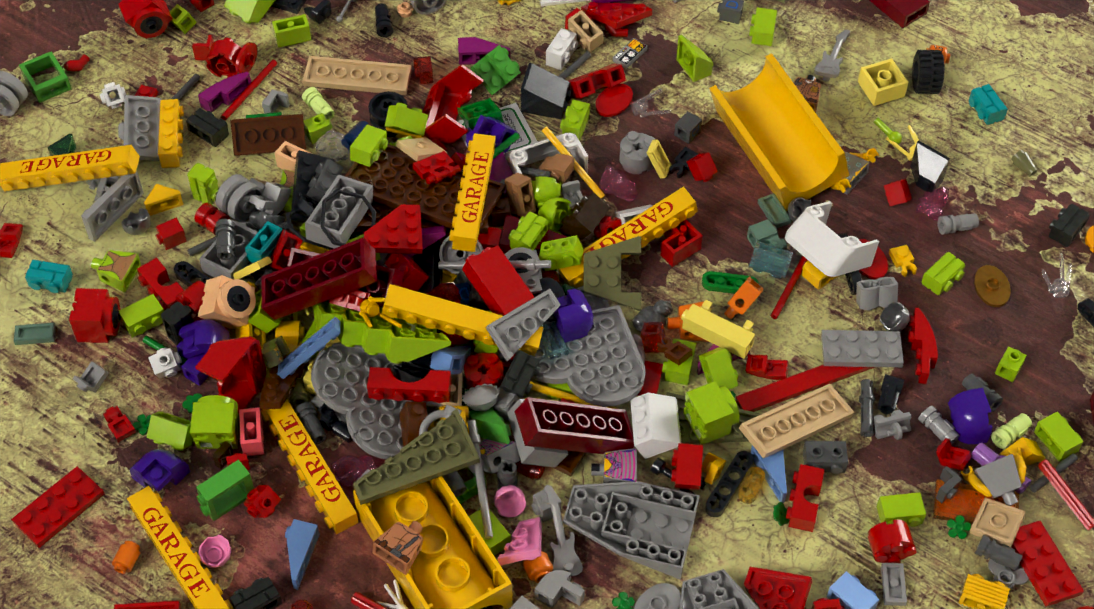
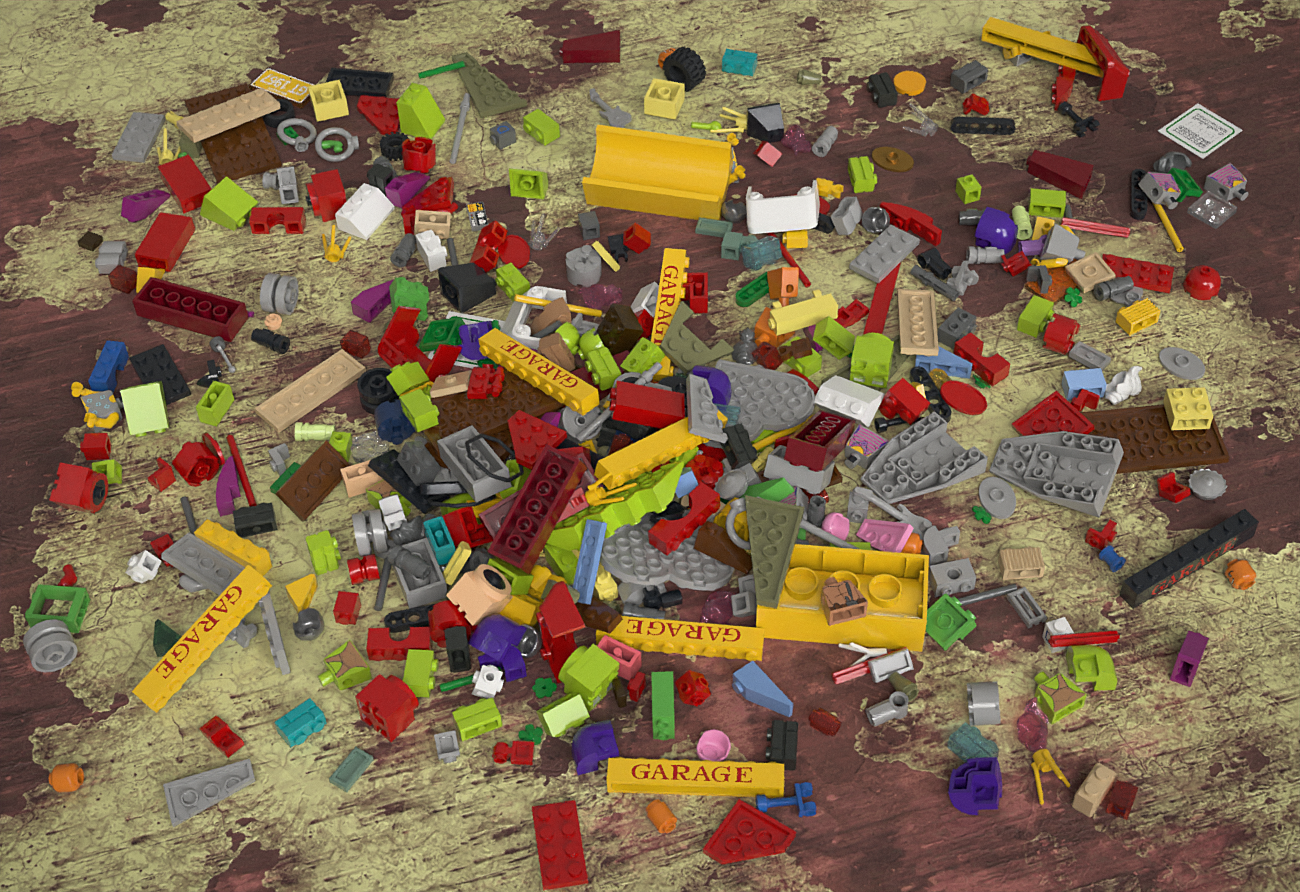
camera: 50 degrees left, 5 degrees down
(130, 379) = (476, 718): none -> lime brick
(541, 35) = (404, 250): none -> dark grey axle
(747, 510) = (963, 397): none -> red piece

